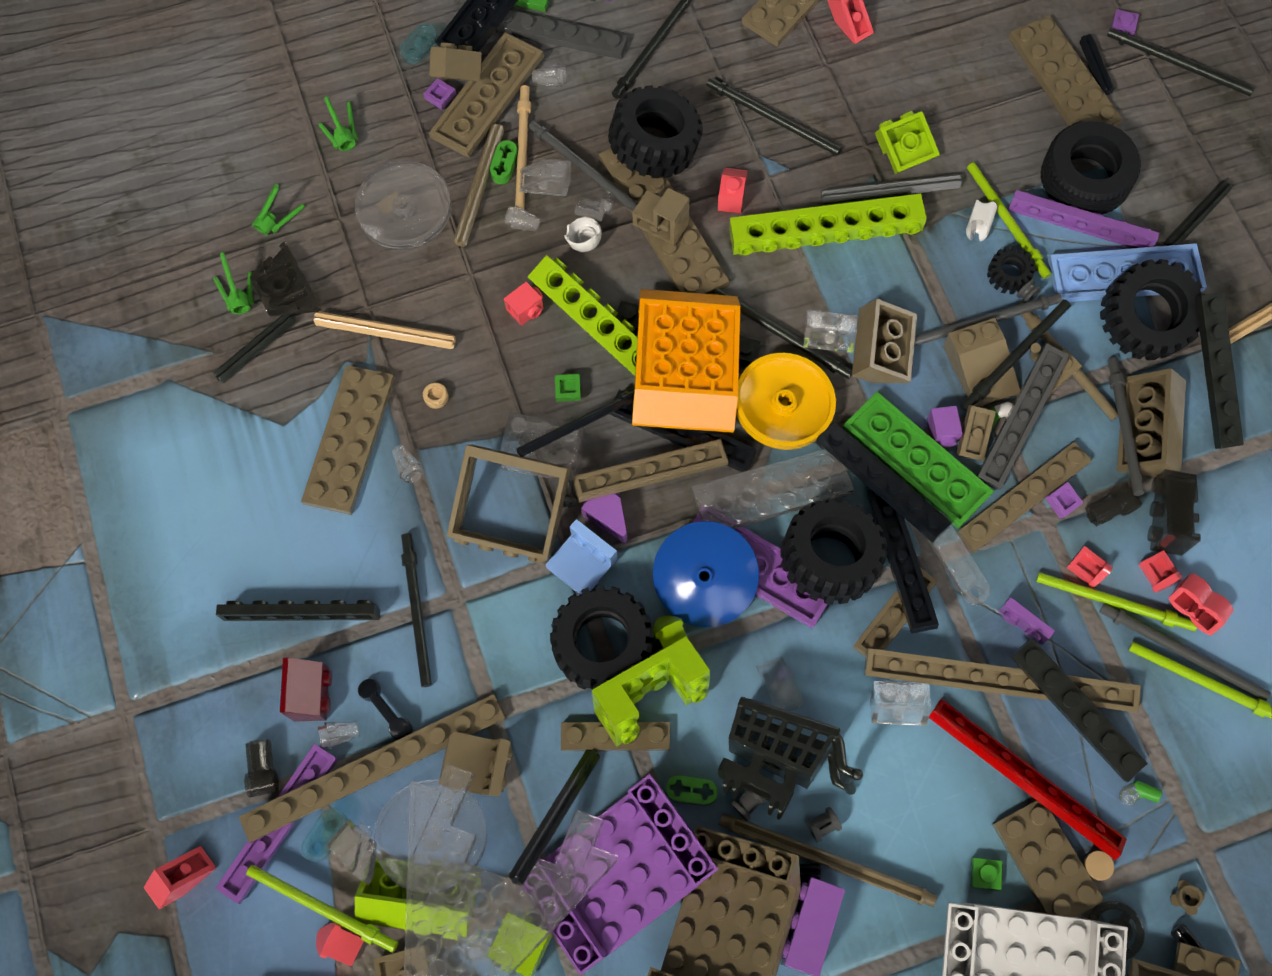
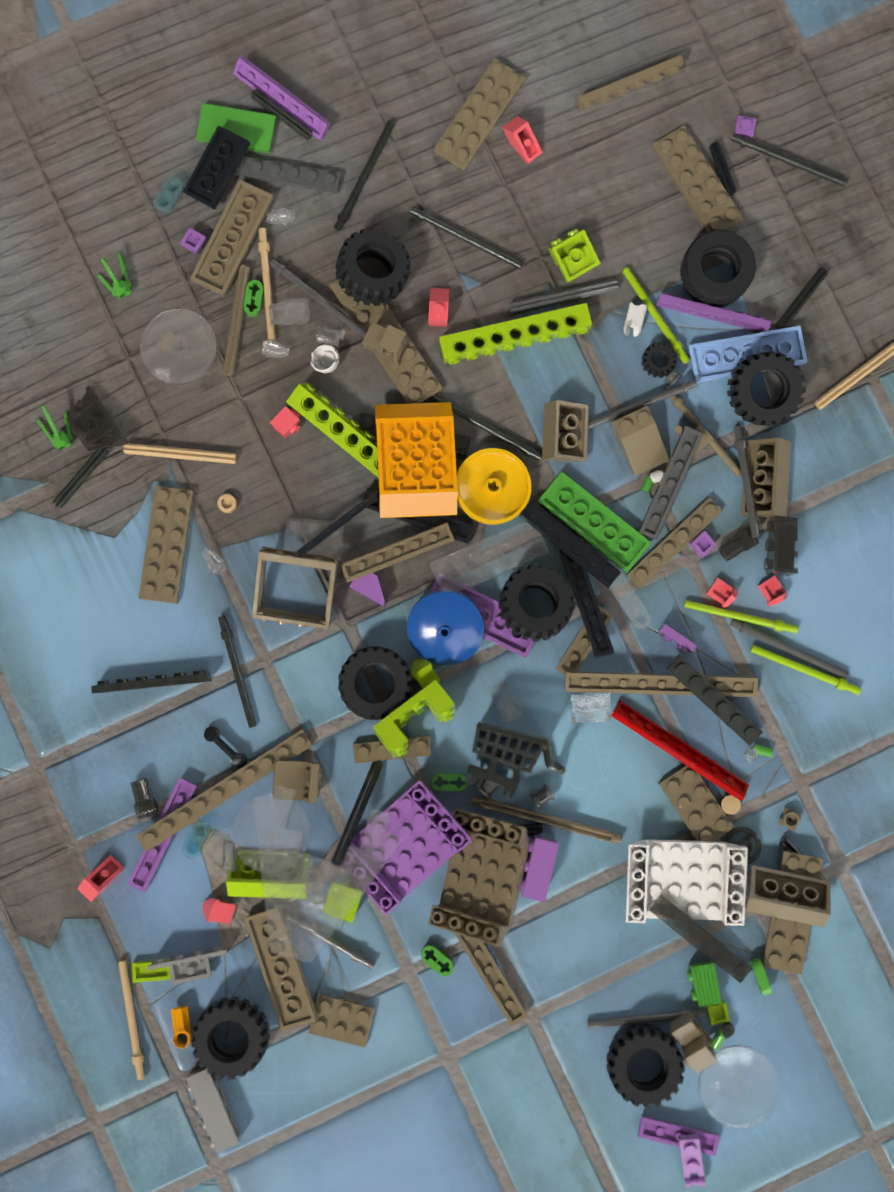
camera: 10 degrees left, 15 degrees up
(266, 221) = (69, 368): bright green plant -> none
(305, 690) = (167, 741): slope -> none
(336, 733) = (195, 767): clear cone -> none
(368, 933) = (239, 903): lime bar -> none
(455, 63) = (202, 218): dark tan brick -> none
(567, 387) = (327, 488): bright green plate -> none
(582, 559) = (353, 624): light blue bracket -> none
(830, 331) = (523, 425): clear brick -> none
(945, 426) = (613, 494): medium lavender brick -> none
(976, 433) = (636, 498): dark tan plate -> none
(983, 388) = (639, 463): pearl dark grey bar -> none
(986, 874) = (654, 817): bright green plate -> none
(1203, 606) = (800, 615): coral brick -> none
(1219, 370) = (814, 434): pearl dark grey plate -> none

